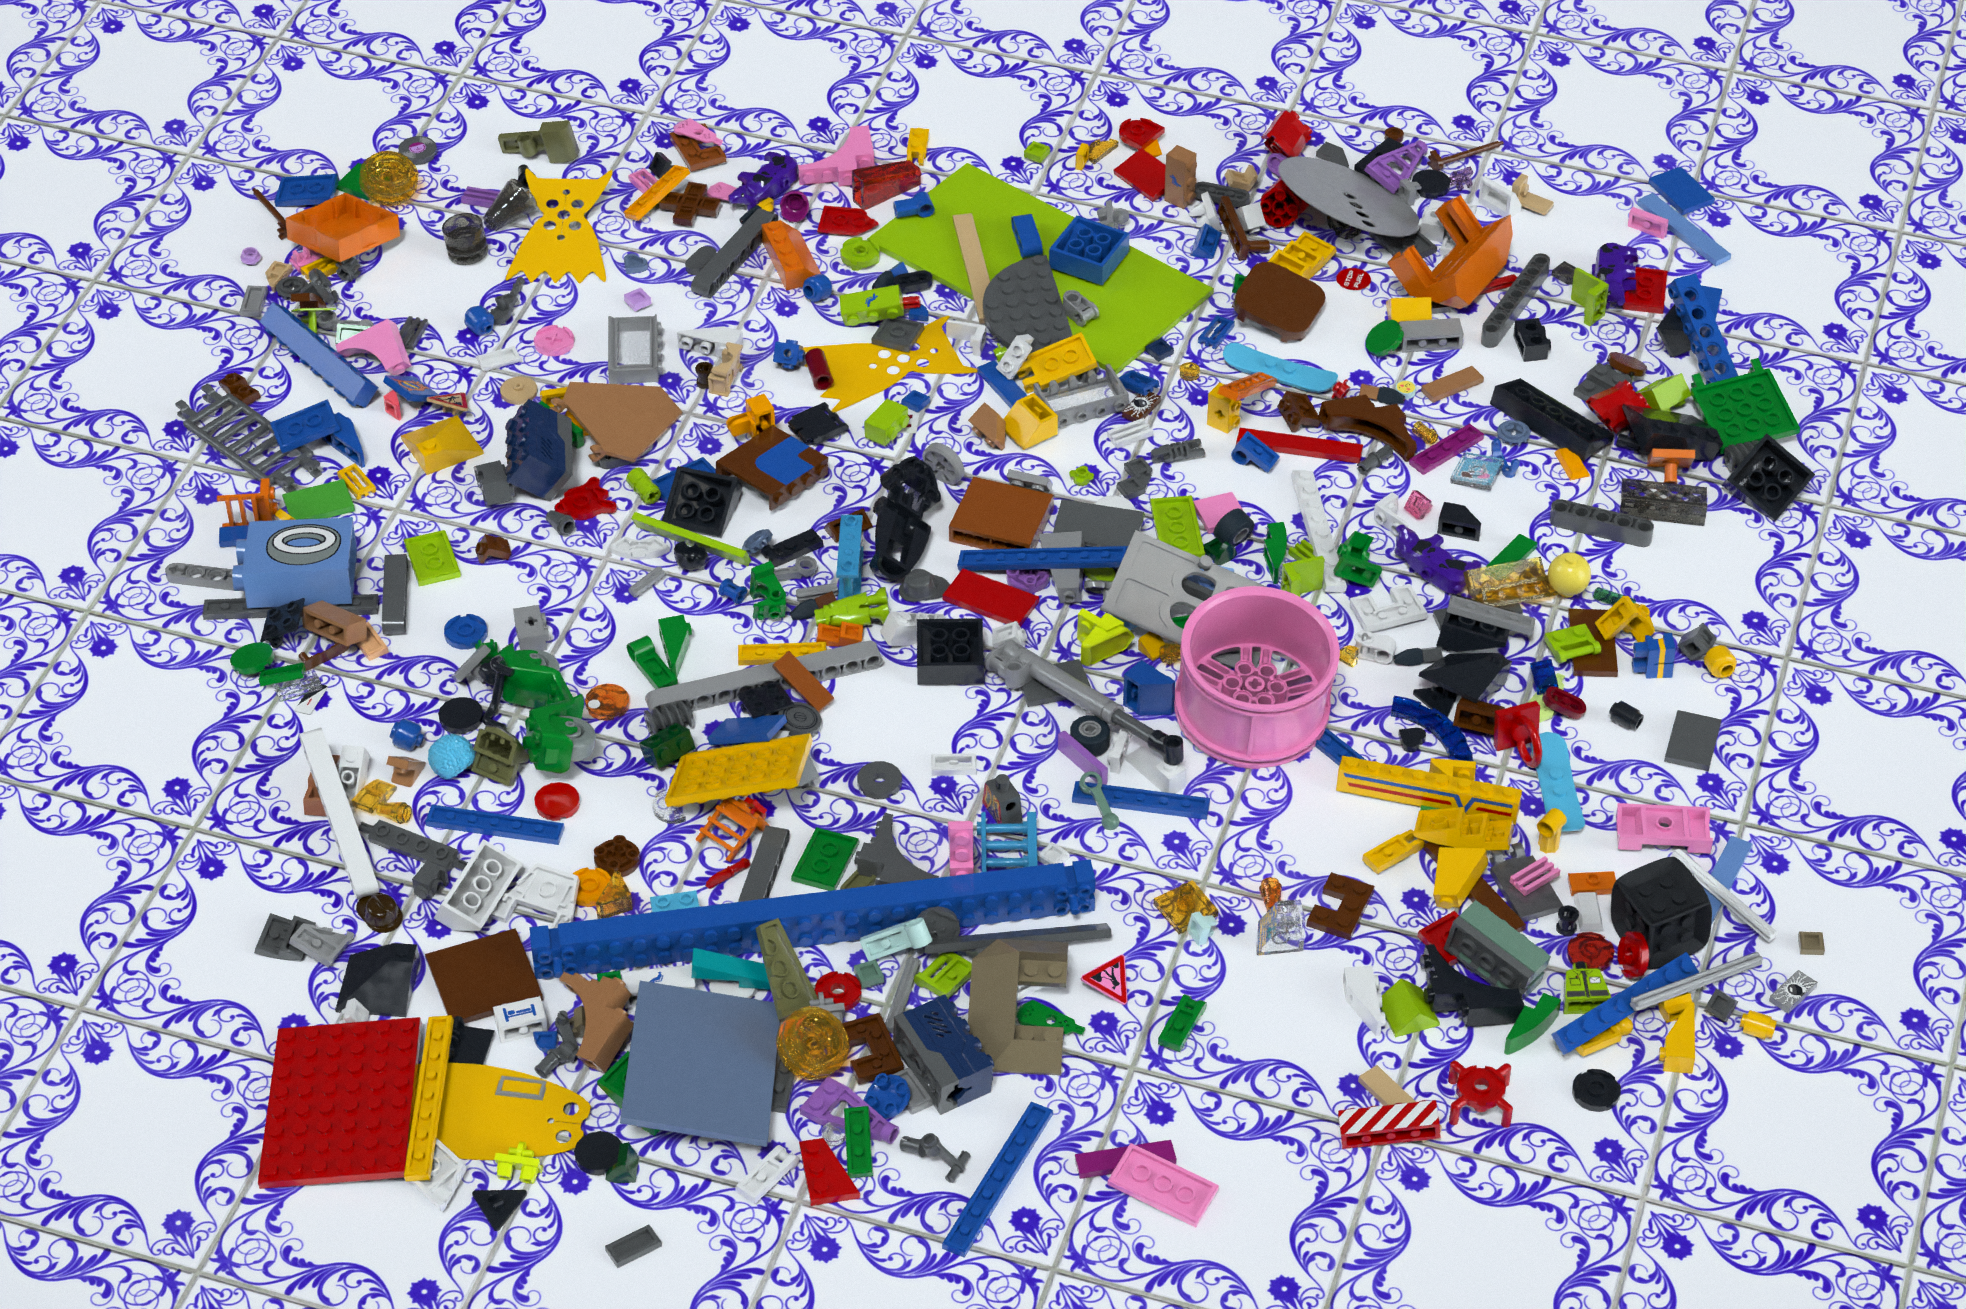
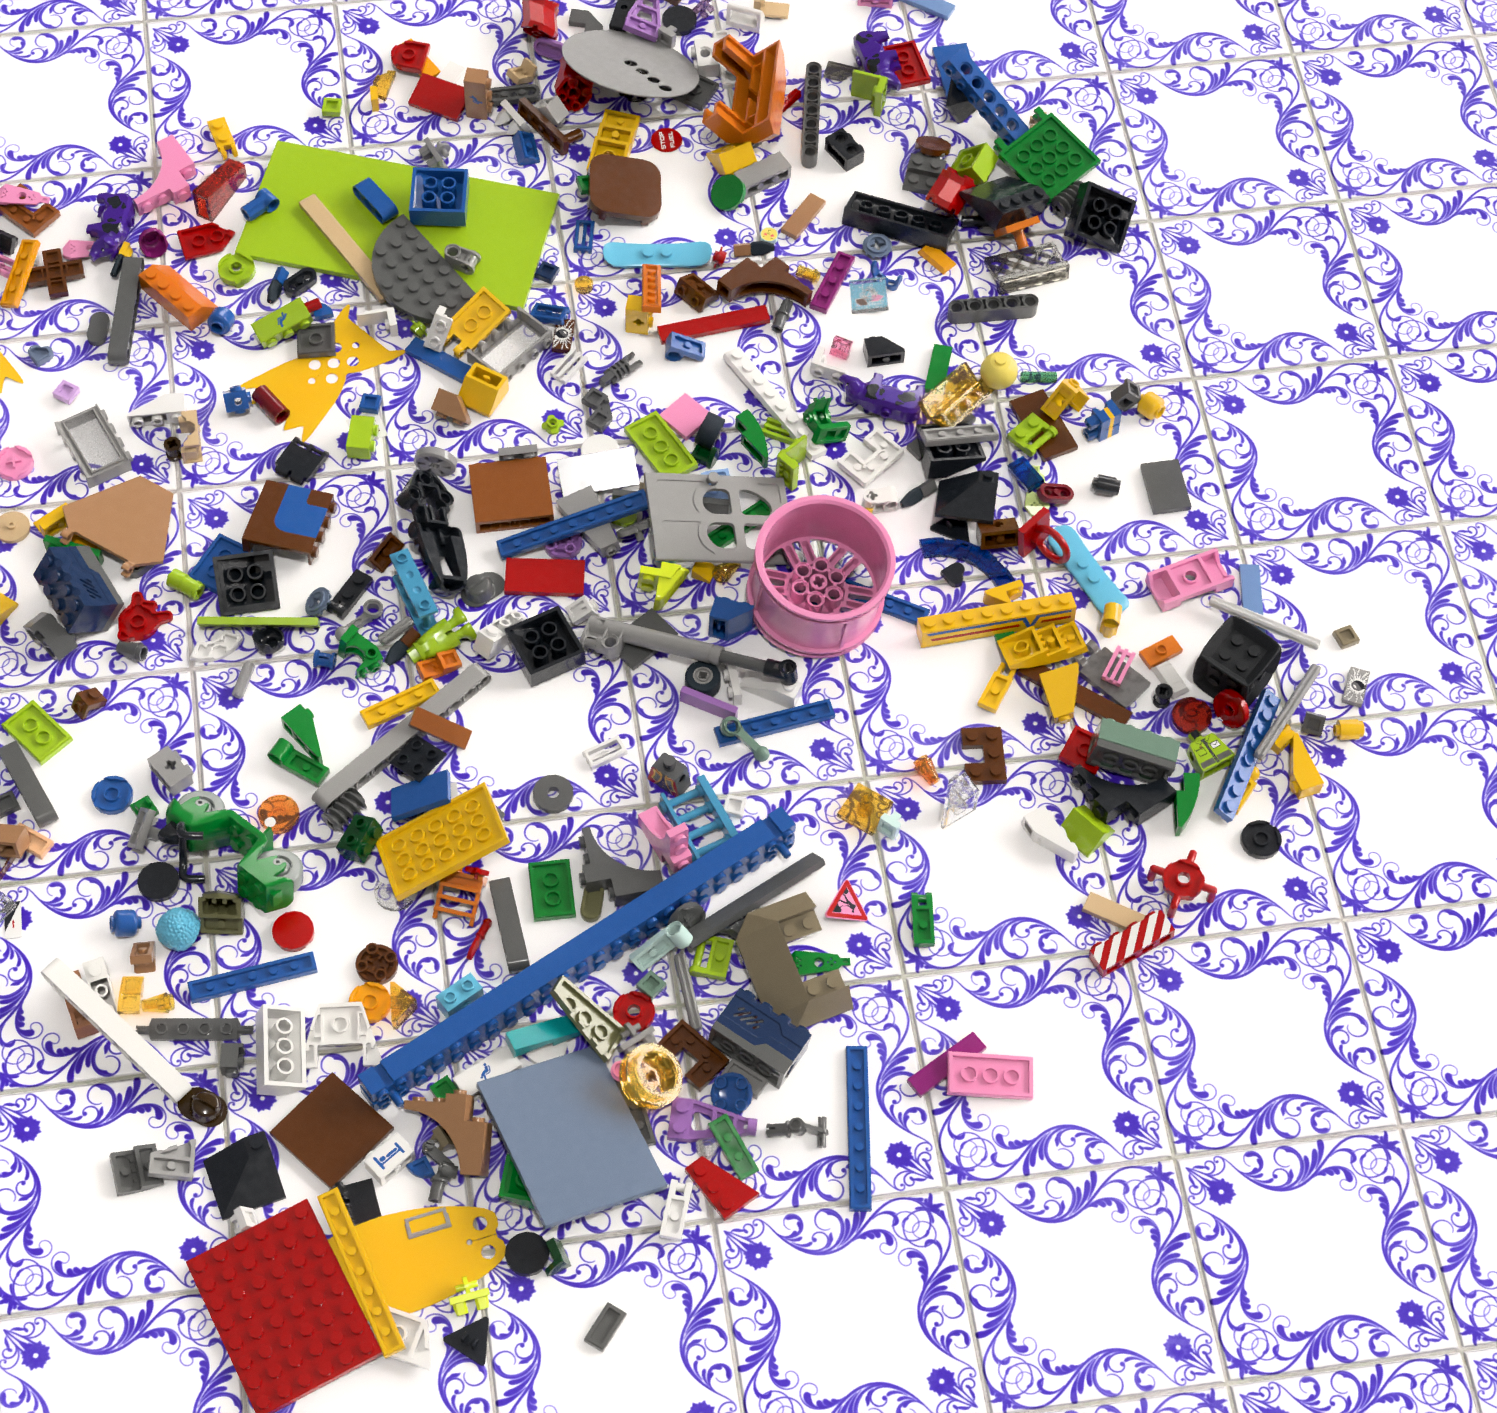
camera: 30 degrees left, 15 degrees up
(757, 418) = (249, 480): light orange brick -> none
(801, 719) = (458, 762): dark grey tile -> none

